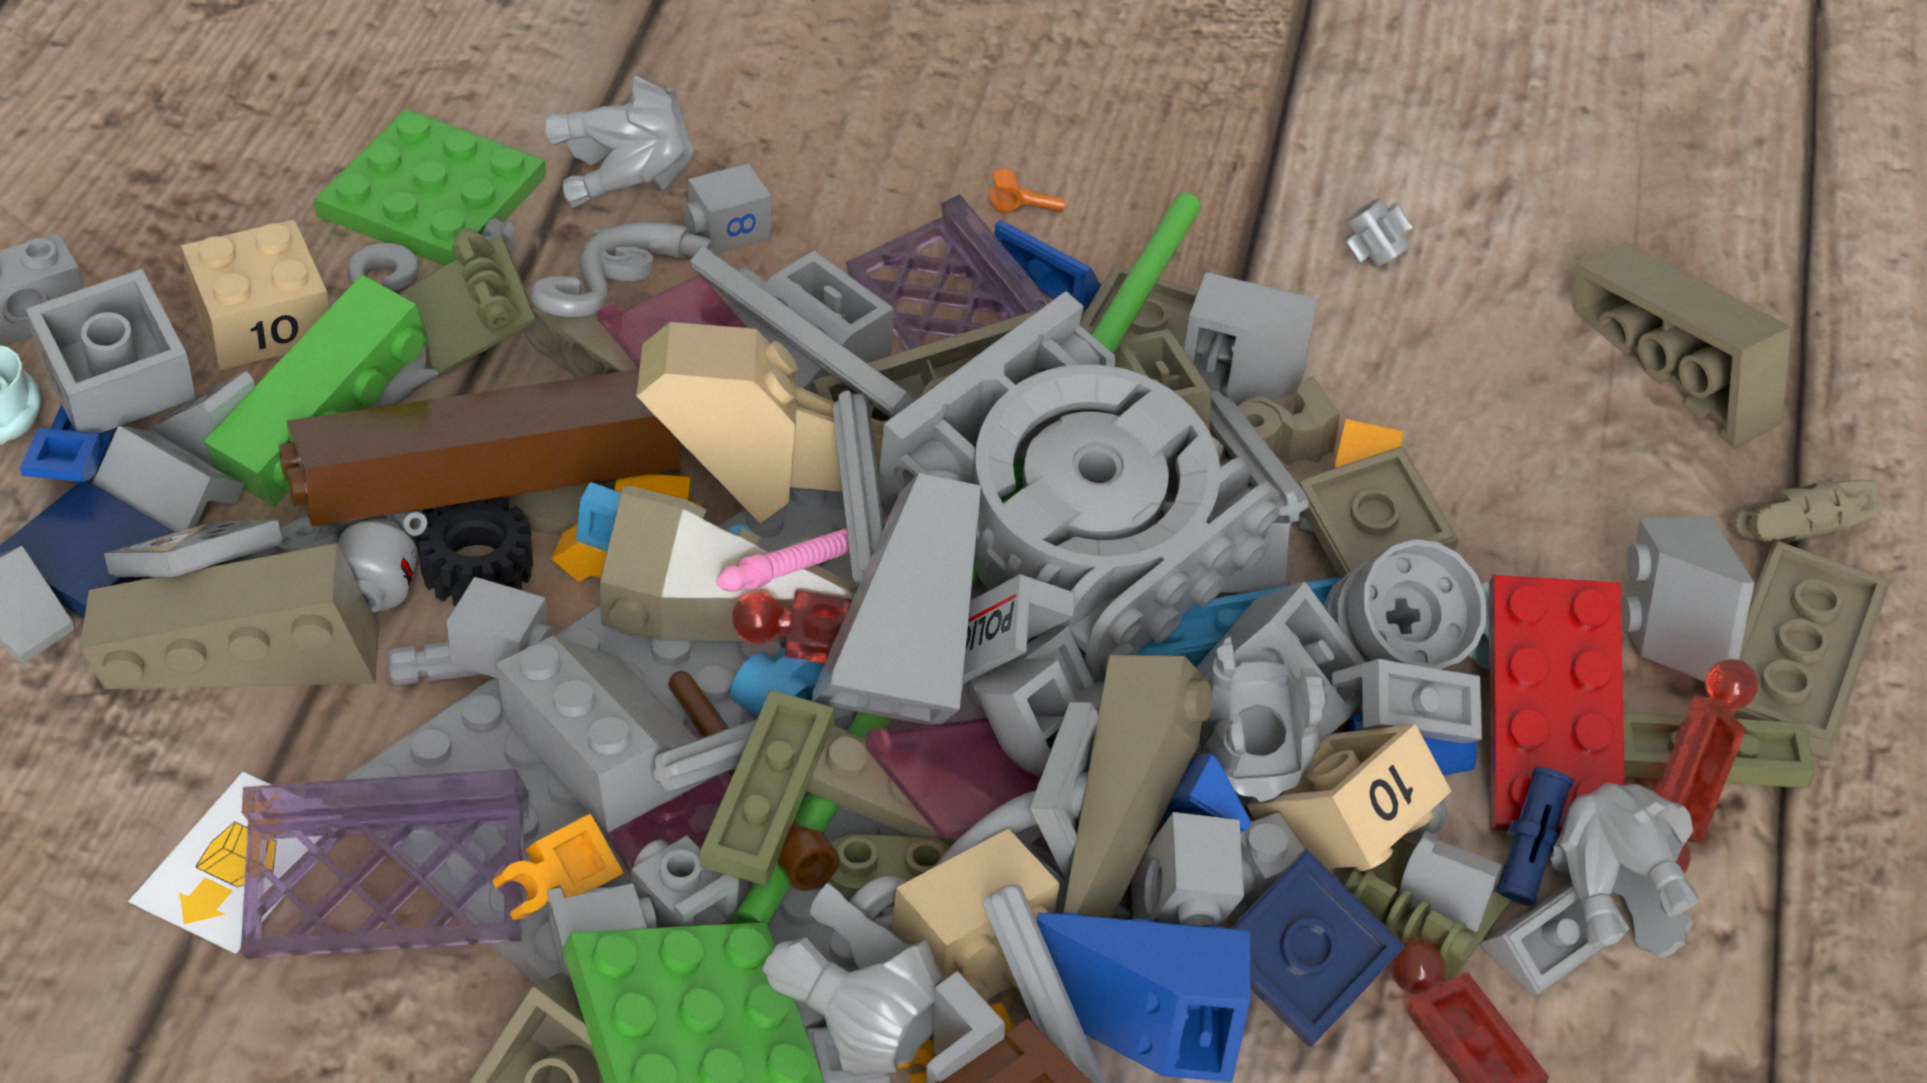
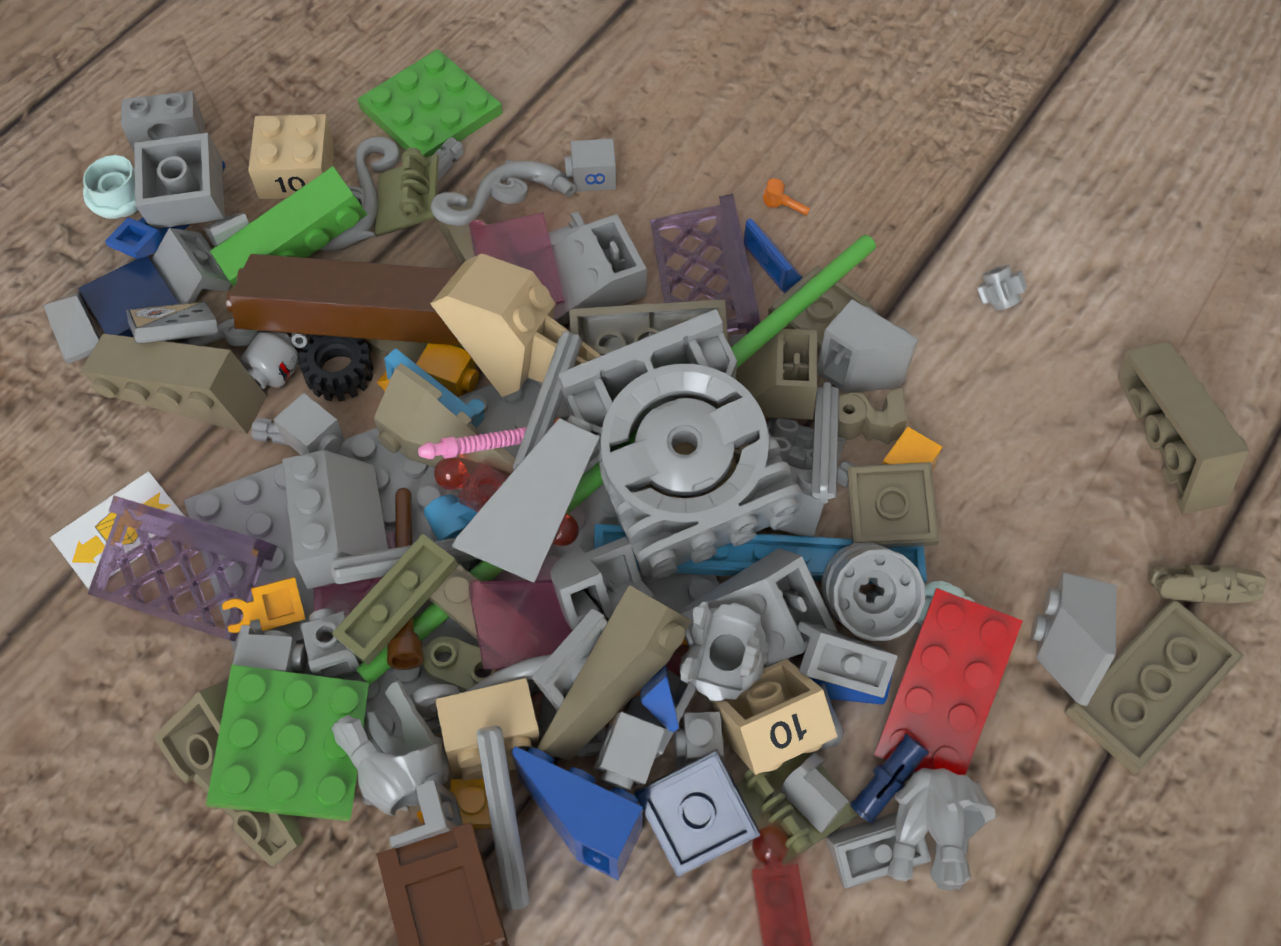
camera: 25 degrees right, 15 degrees up
(637, 139) = (555, 106): light grey piece -> none
(801, 334) = (571, 282): light grey tile -> none
(1009, 617) = (576, 531): light grey panel -> none
(1707, 746) = (1033, 759): clear red plate -> none
(1768, 755) = (1051, 748): olive plate -> none

